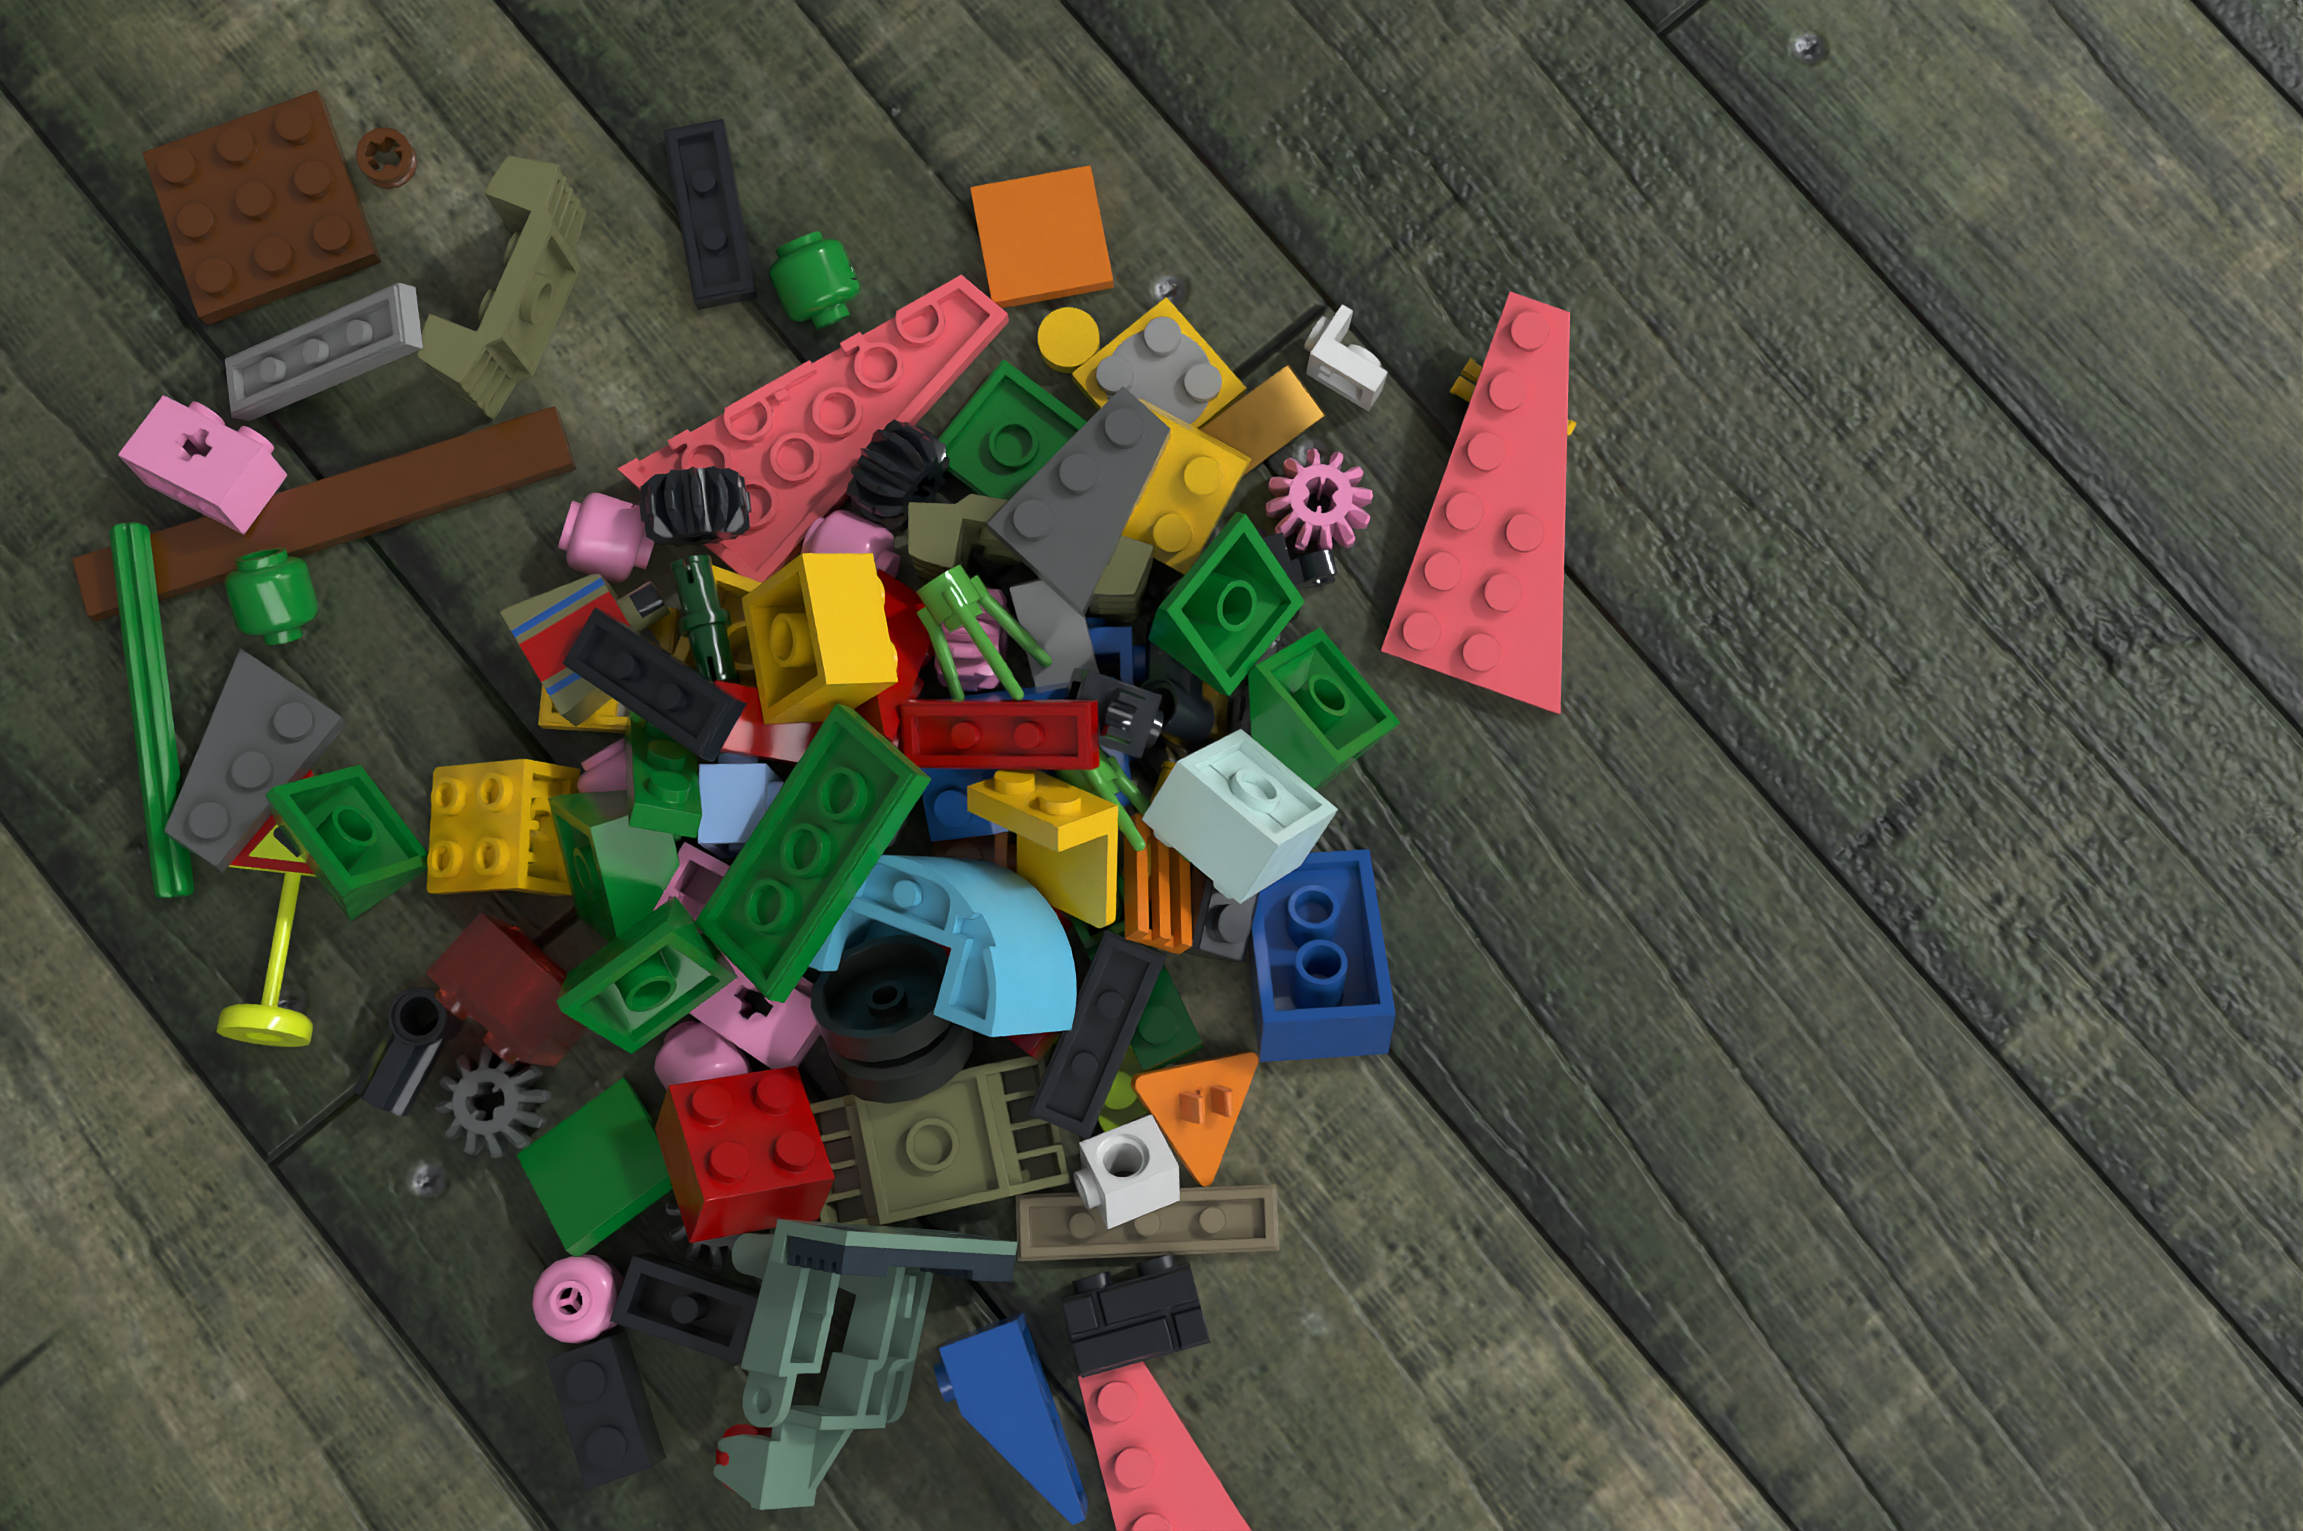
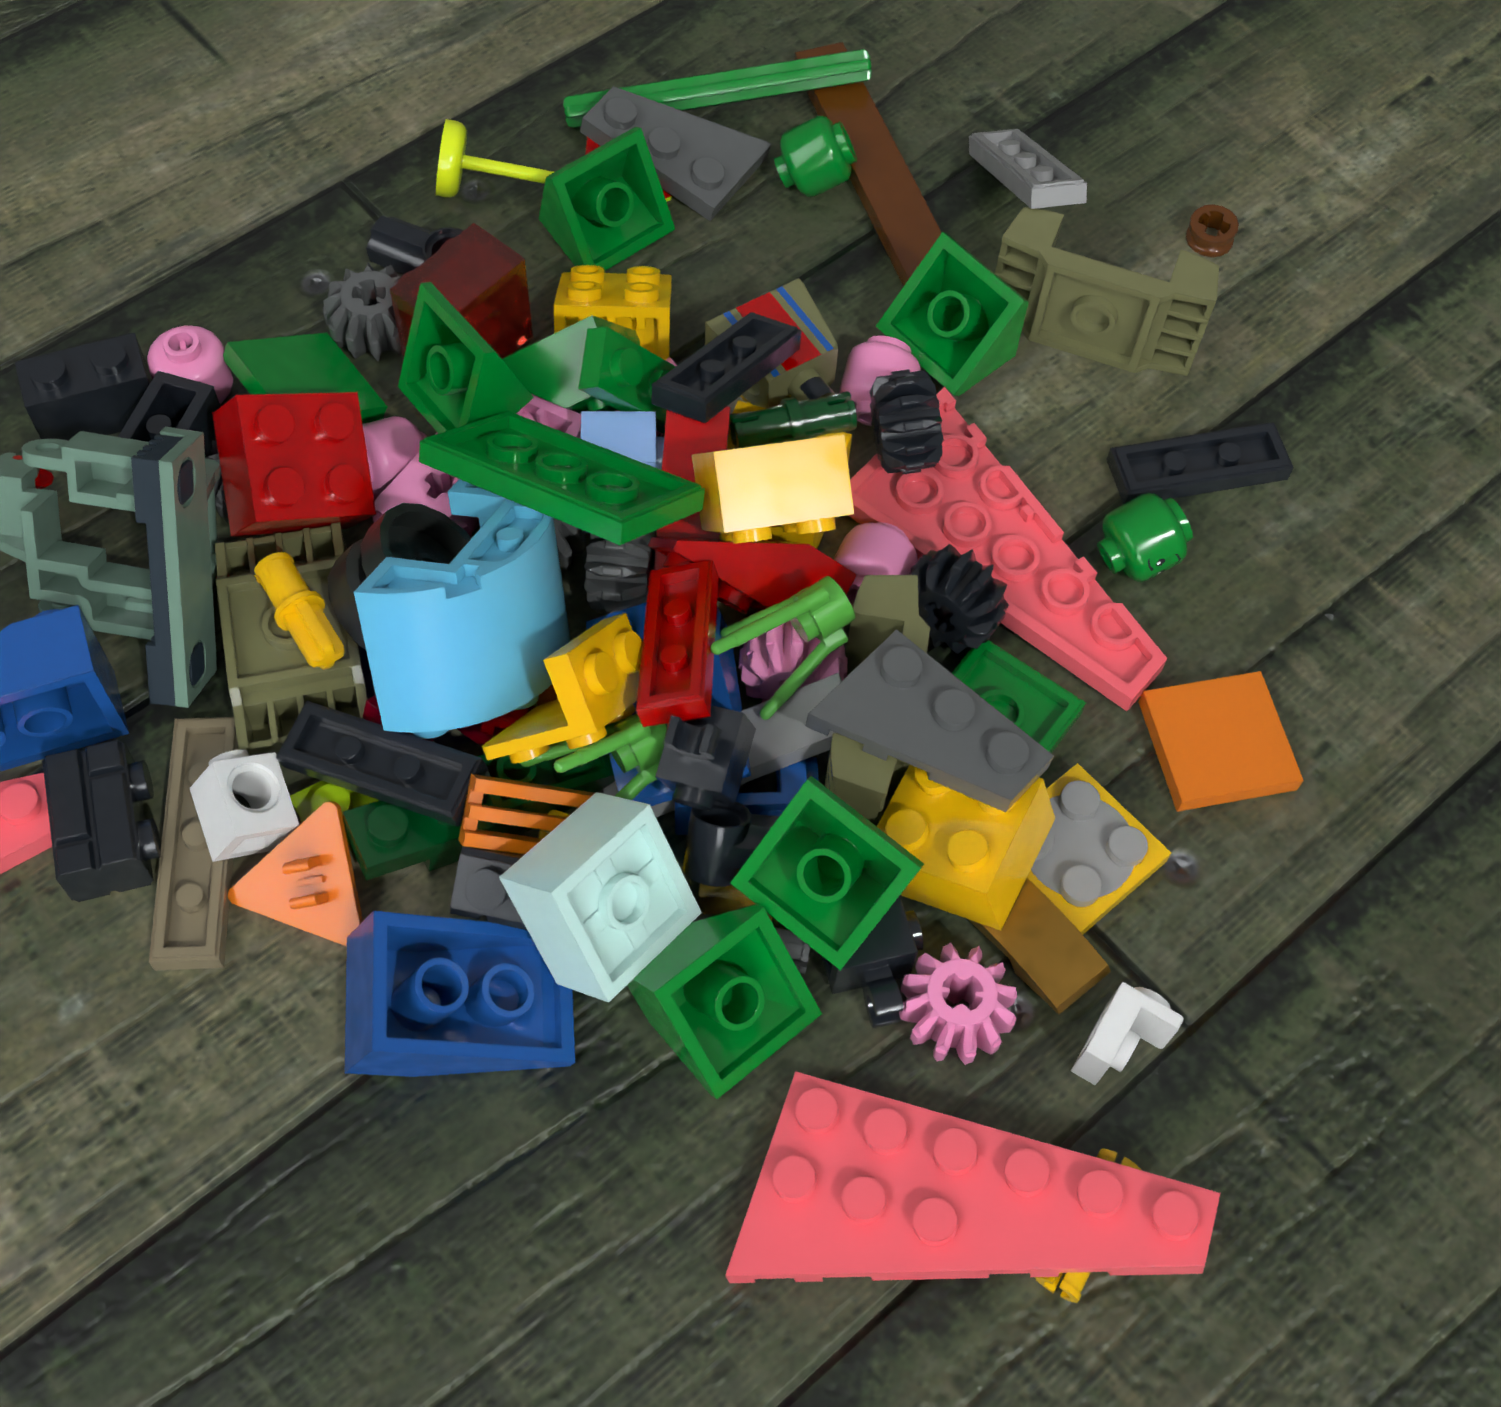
camera: 85 degrees right, 20 degrees down
(204, 462) = (925, 109): bright pink brick -> none
(261, 207) = (1154, 153): reddish brown plate -> none
(538, 451) = (956, 317): none -> green slope
(931, 1127) = (299, 610): none -> yellow axle
(1068, 339) = (1115, 763): yellow tile -> none

